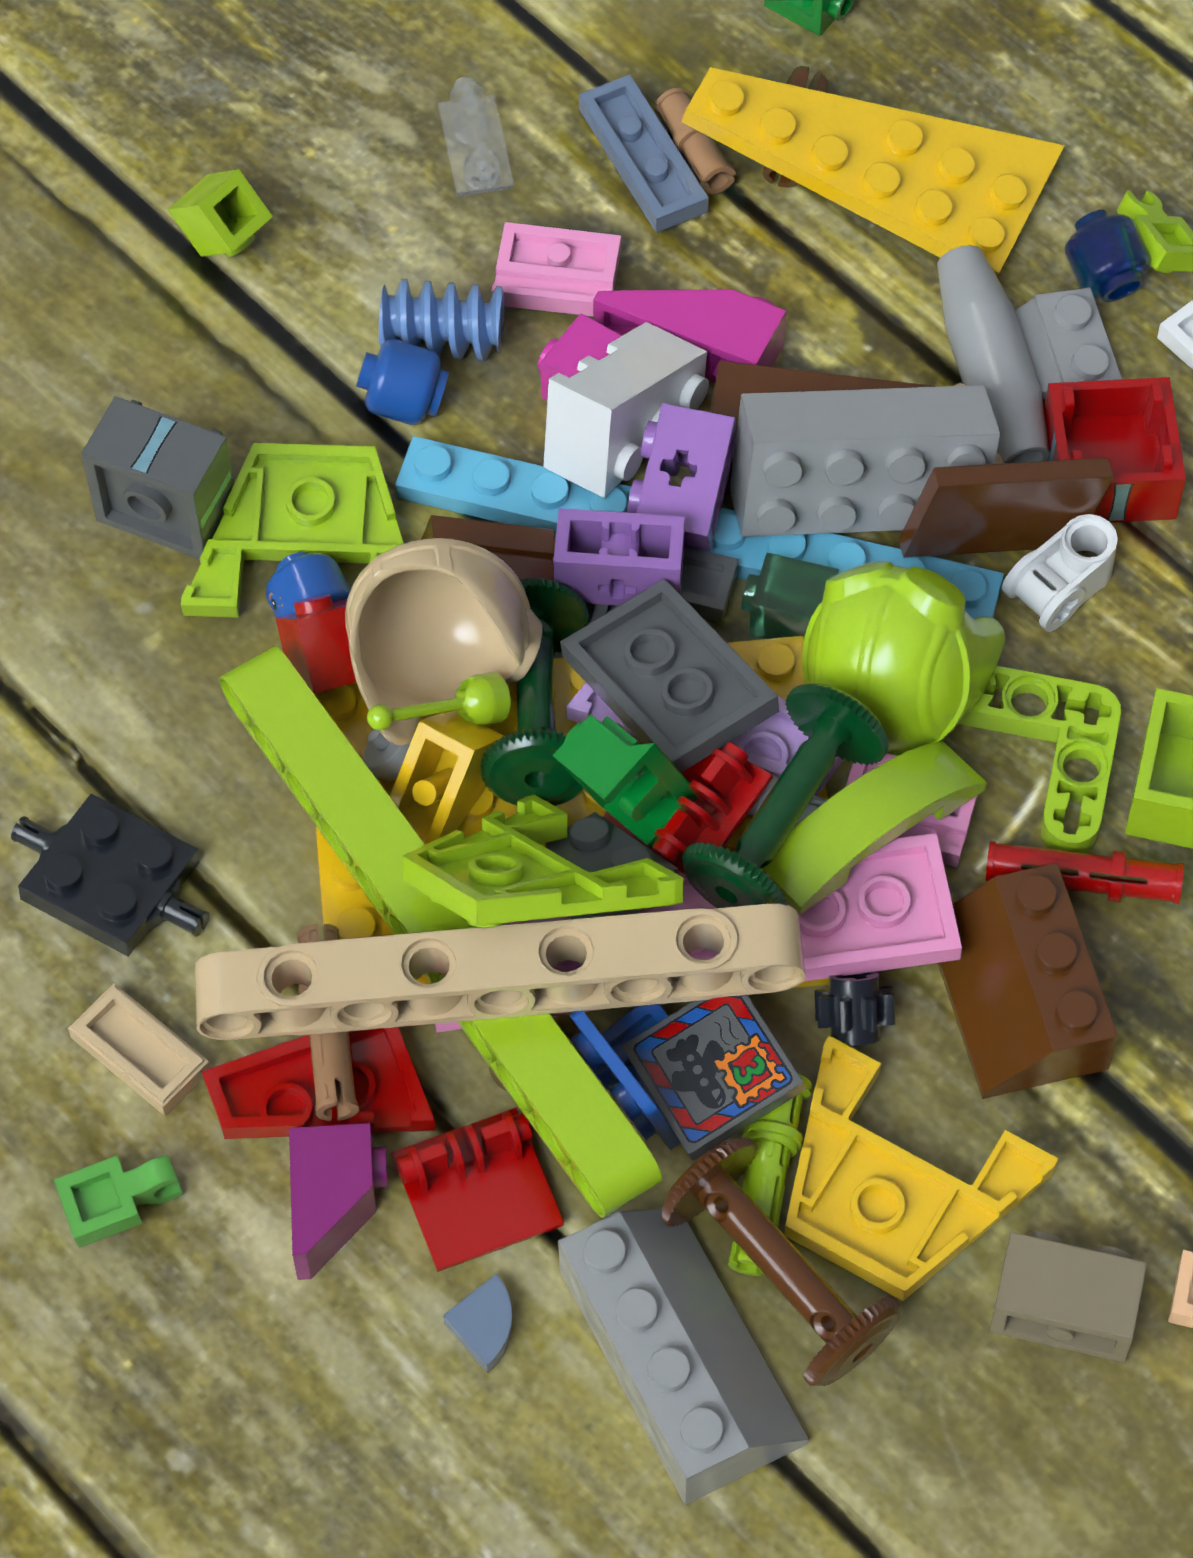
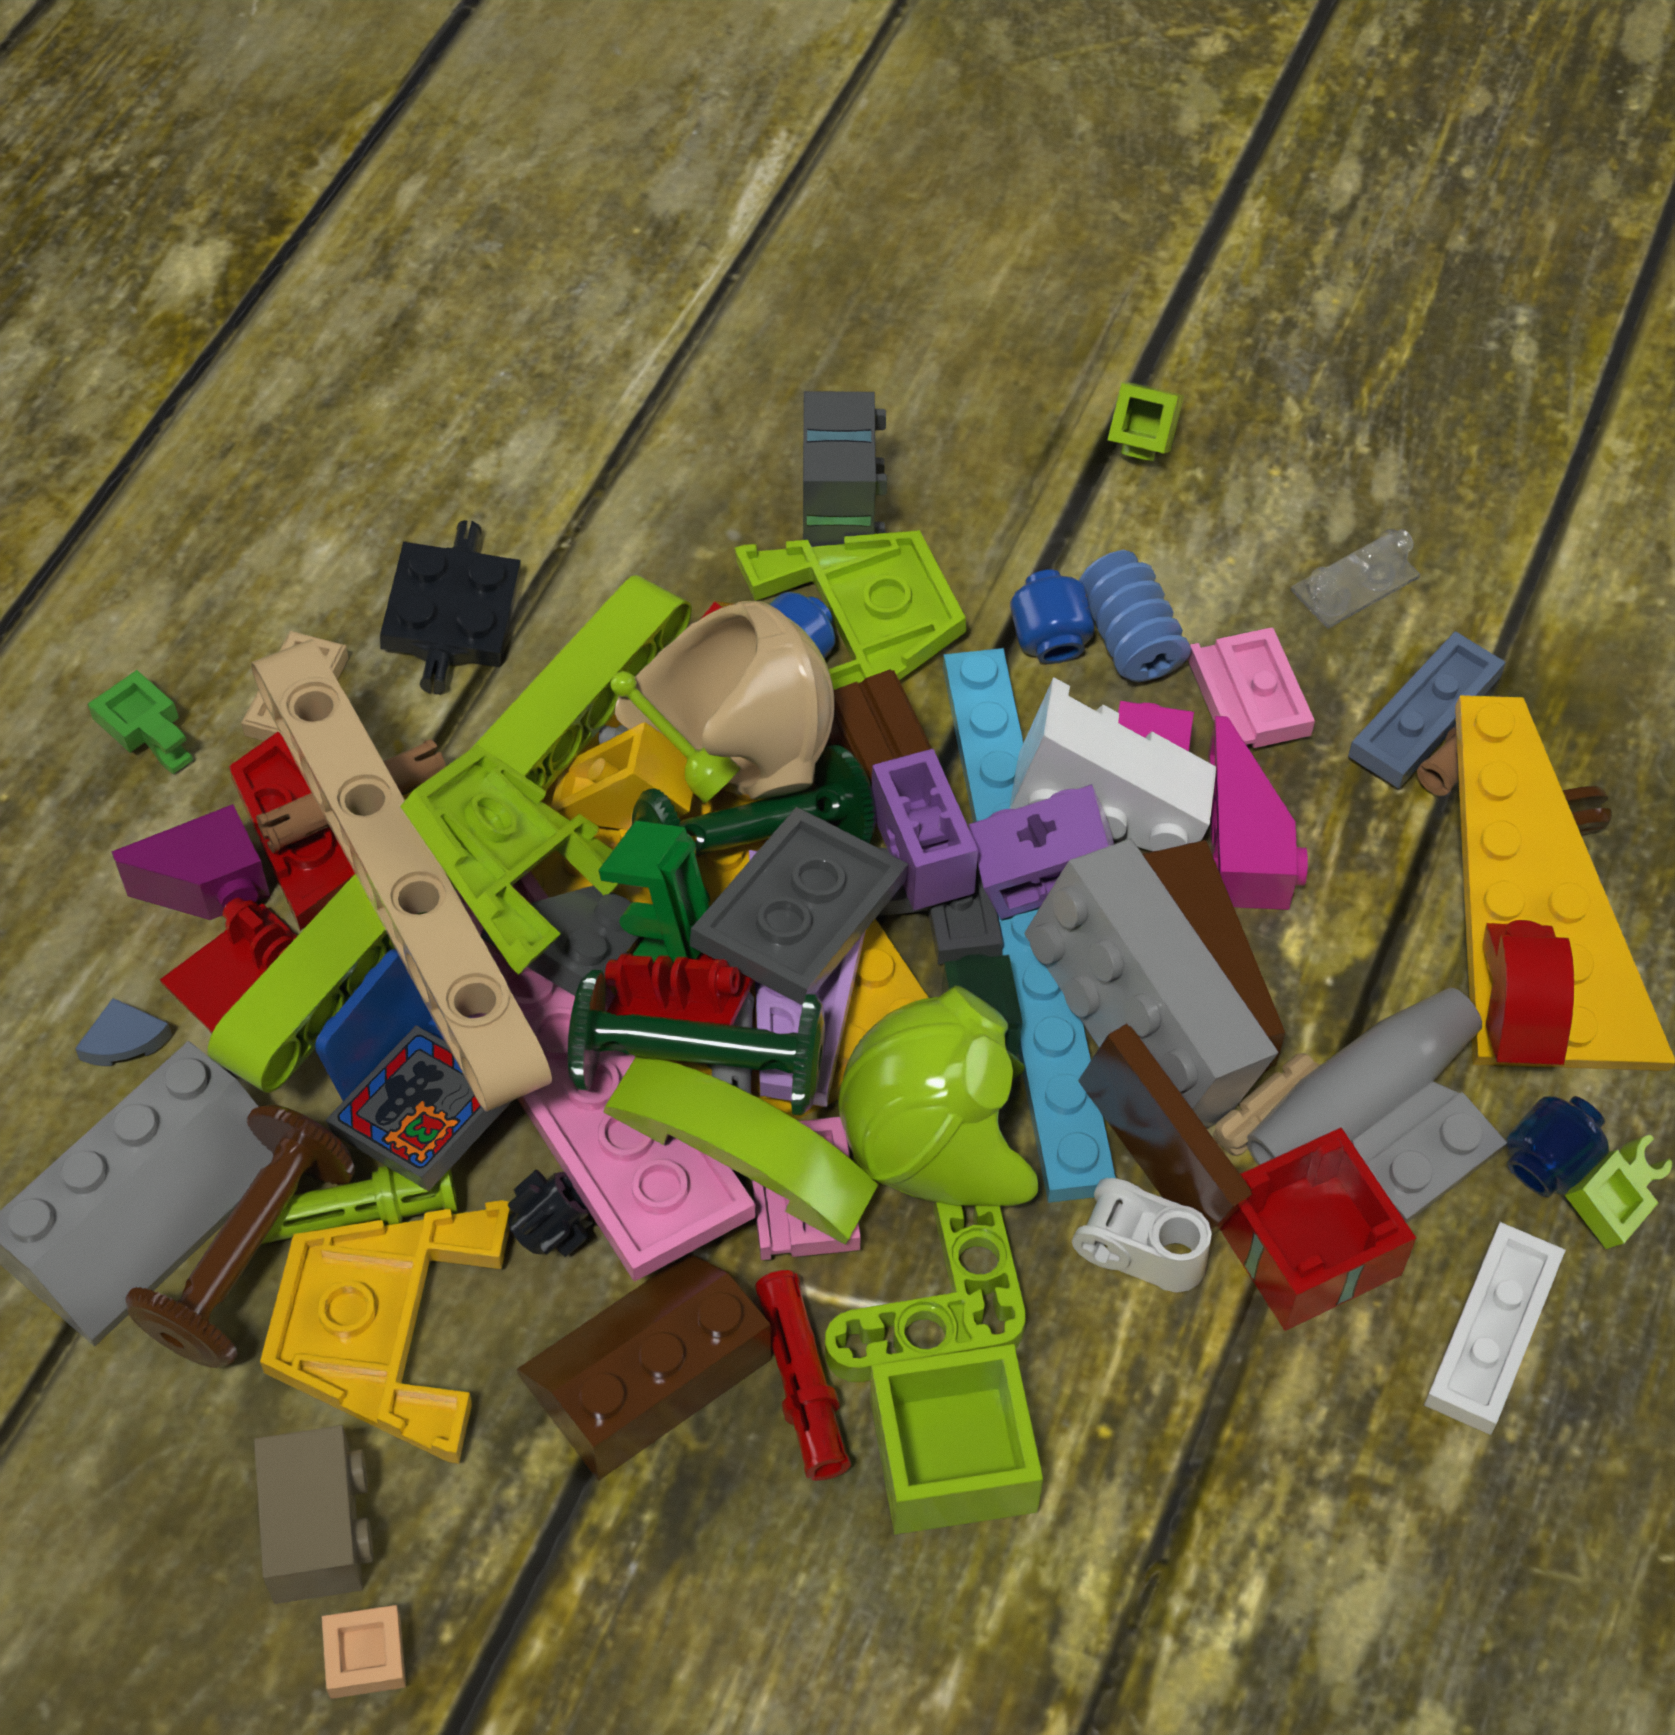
camera: 65 degrees right, 5 degrees down
(991, 190) = (1529, 993): none -> red brick

